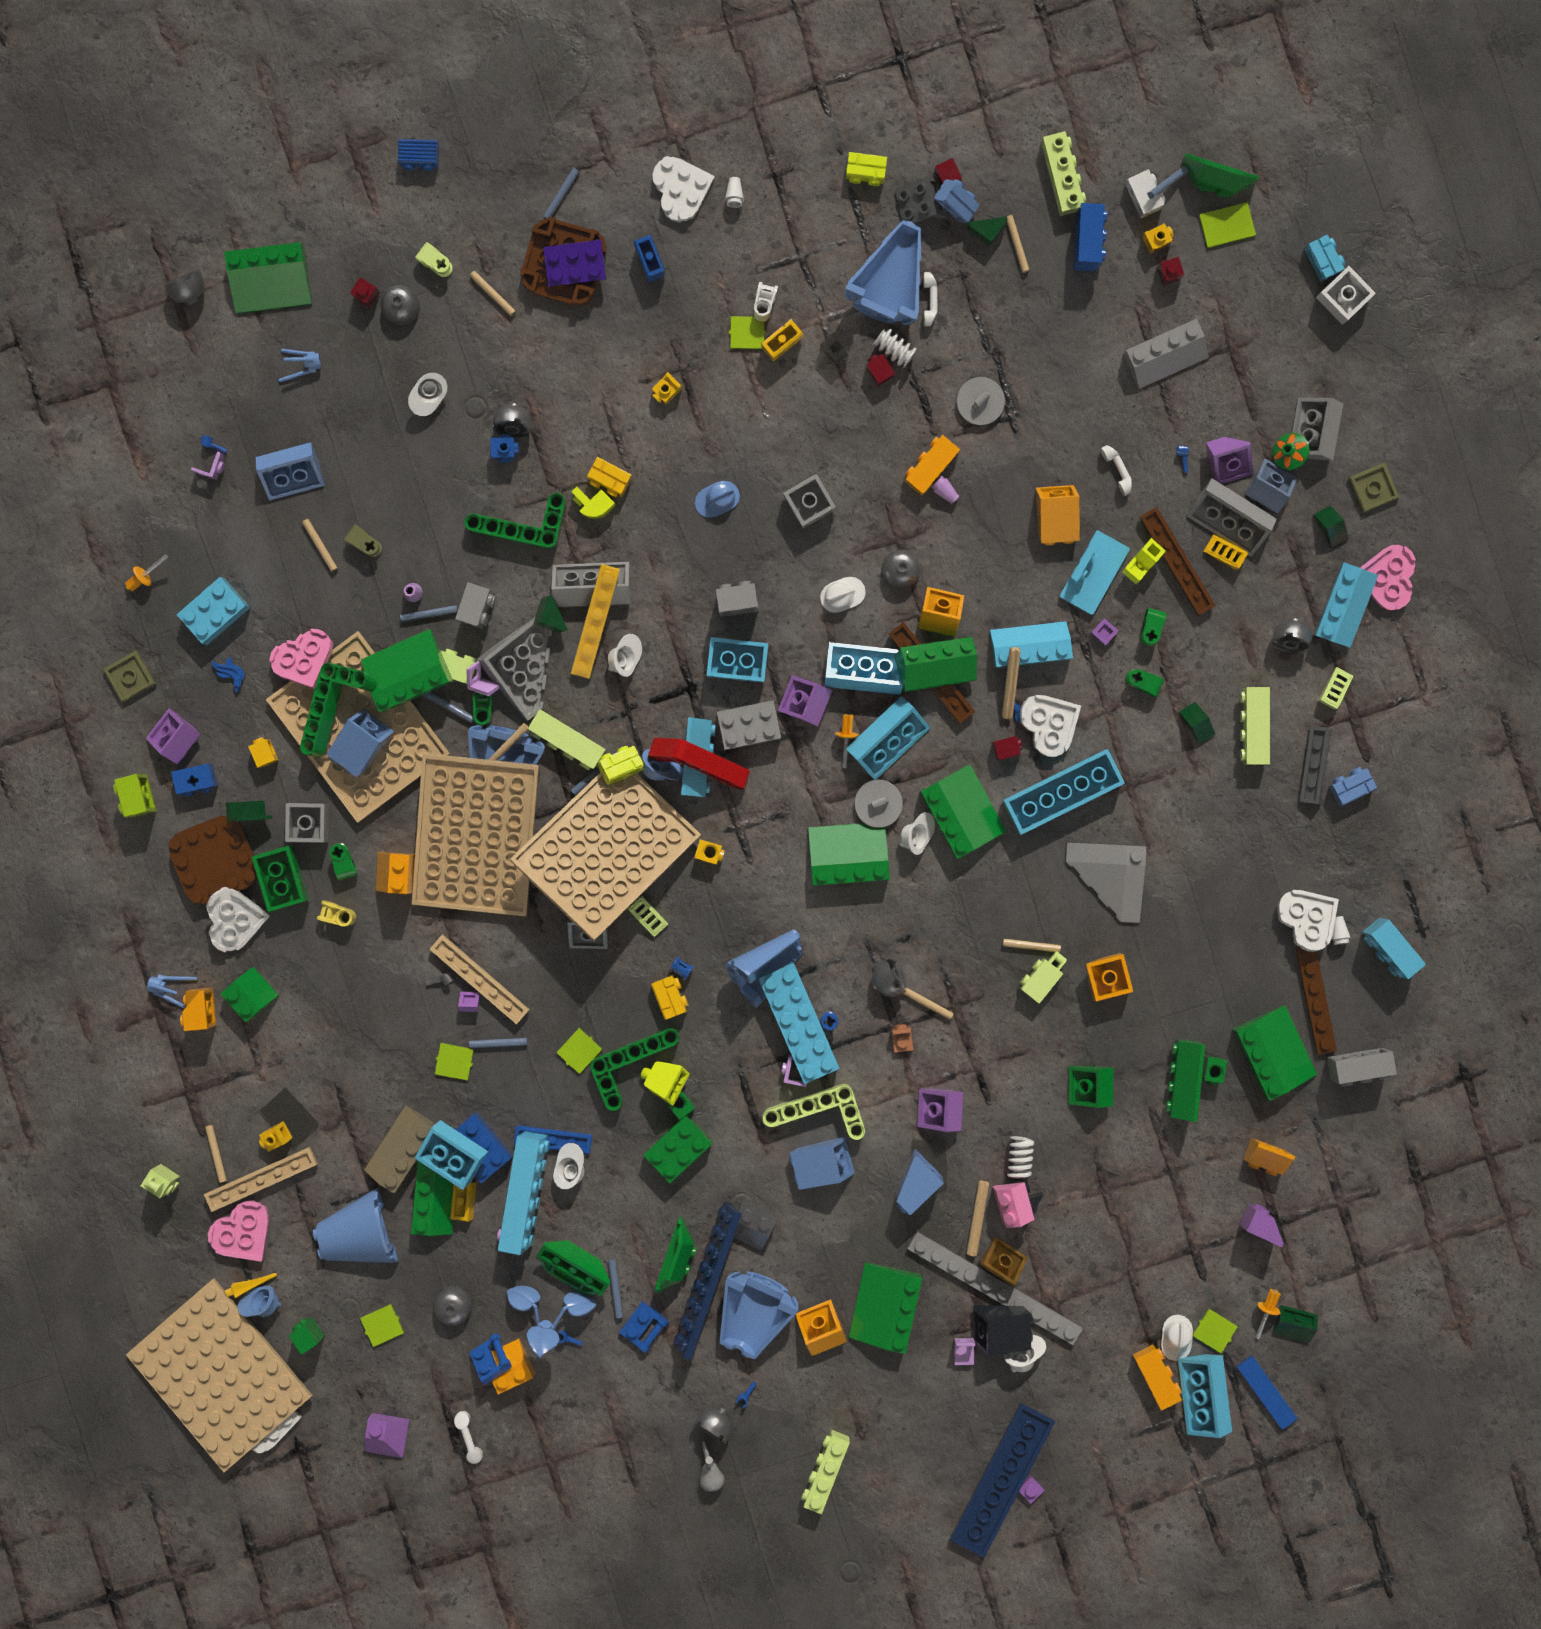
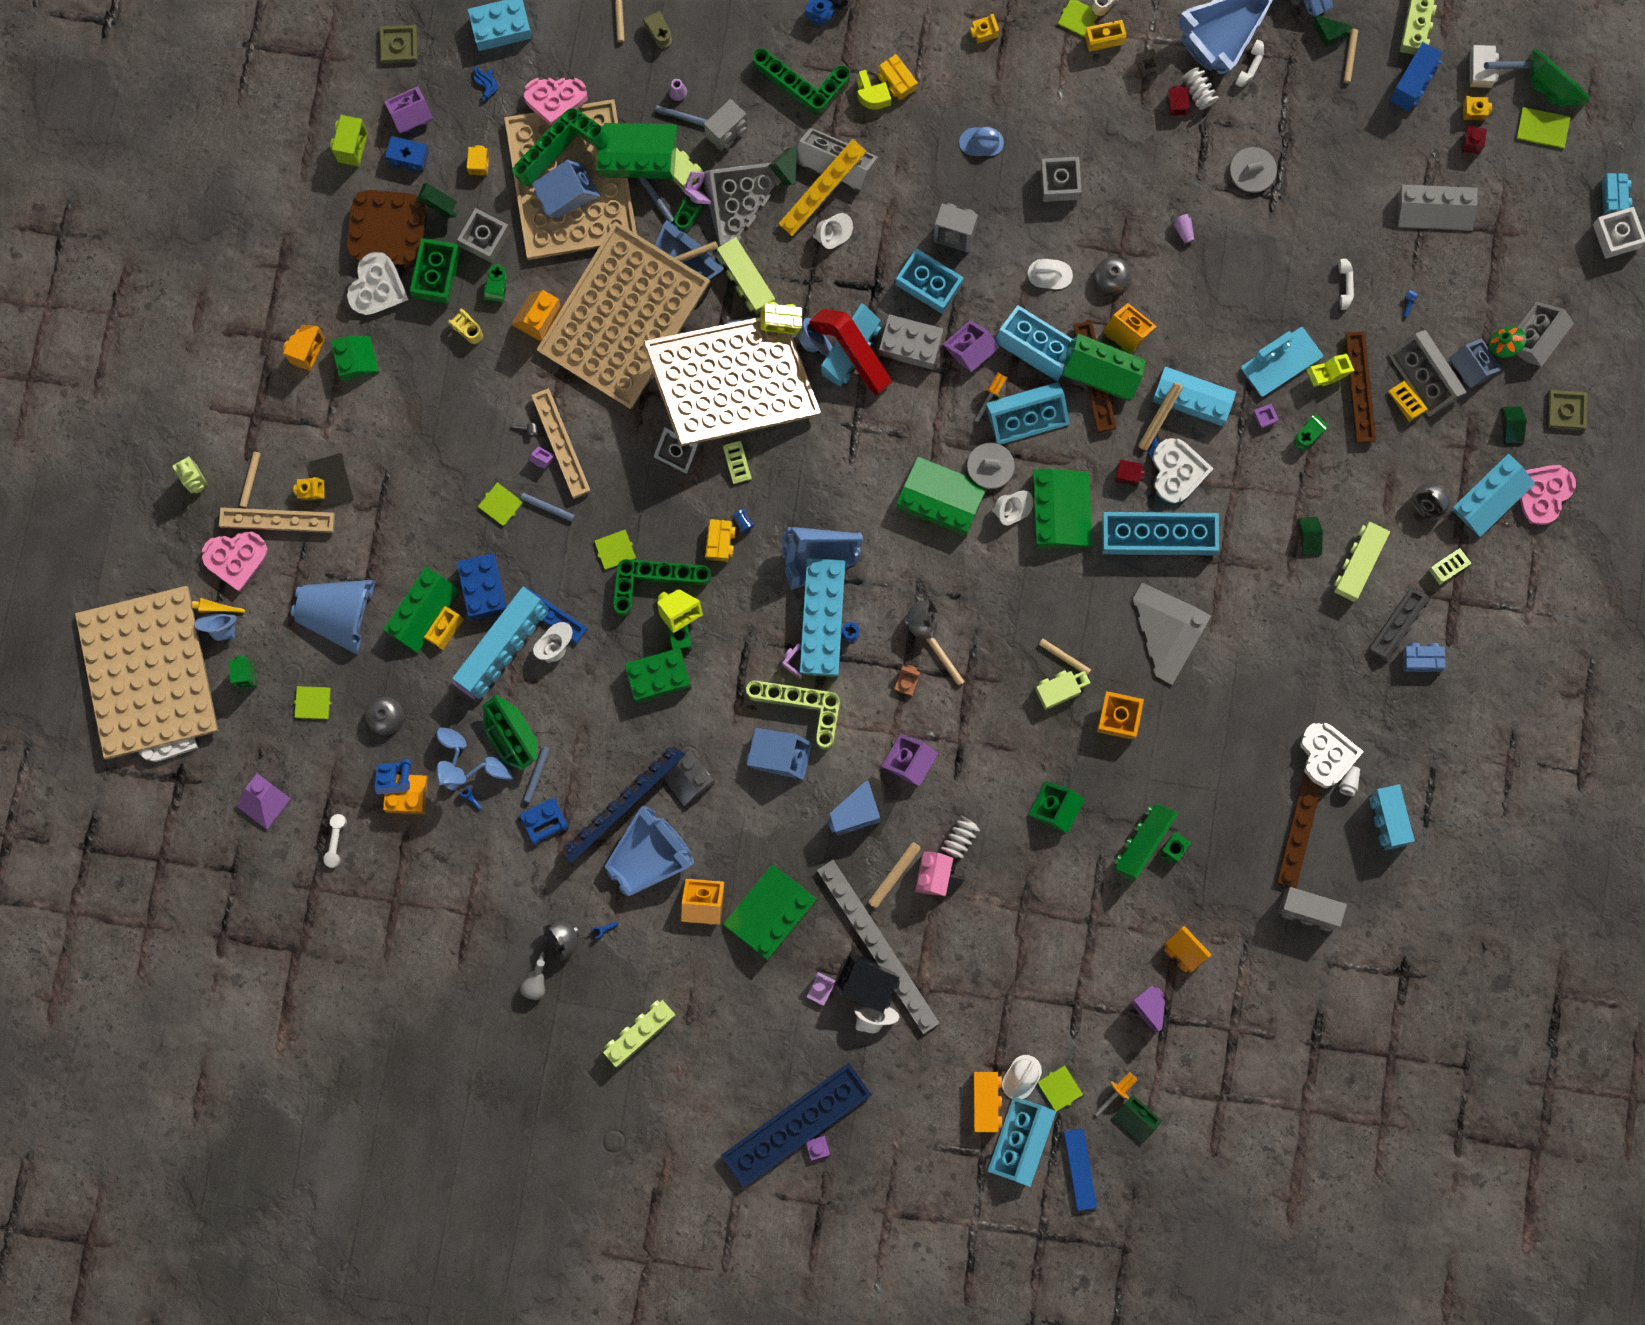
camera: 25 degrees right, 10 degrees down
(158, 987) = (281, 311): medium blue plant -> none
(399, 1149) = (412, 554): dark tan slope -> none
(451, 1154) = (456, 573): medium azure brick -> none
(677, 1257) = (606, 772): green wedge -> none
(700, 852) = (816, 425): yellow brick -> none
(931, 464) = (1183, 201): light orange brick -> none
(1003, 1261) = (898, 924): pearl gold slope -> none
(1058, 514) = (1273, 296): light orange slope -> none
(1147, 683) = (1281, 477): green piece -> none
(1229, 459) = (1449, 322): medium lavender slope -> none
(1275, 1052) = (1239, 860): green slope -> none

